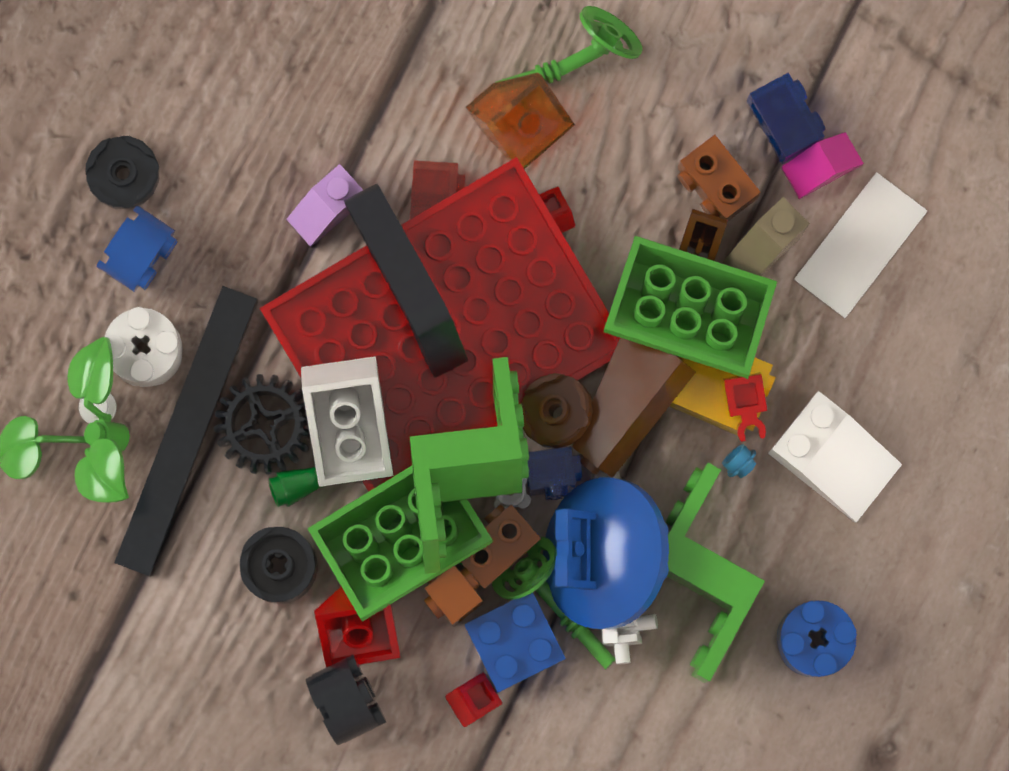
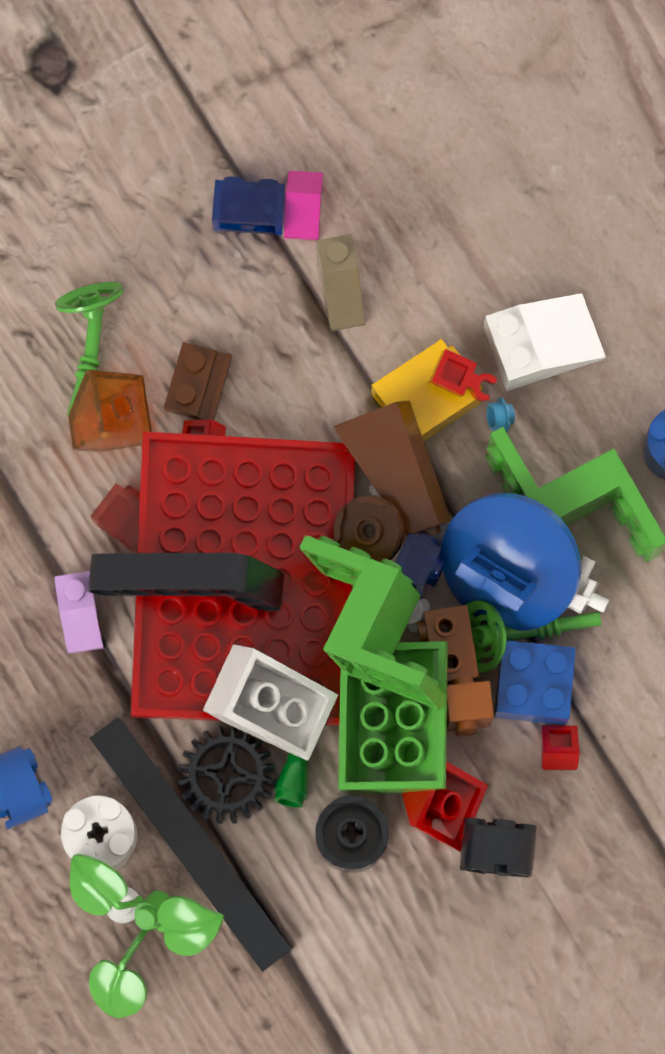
camera: 55 degrees left, 5 degrees down
(598, 176) = (197, 382): none -> reddish brown plate
(690, 307) = (354, 371): bright green slope -> none
(703, 234) = (306, 336): reddish brown slope -> none
(722, 178) = (264, 290): dark orange brick -> none
(860, 245) = (386, 216): white sticker -> none

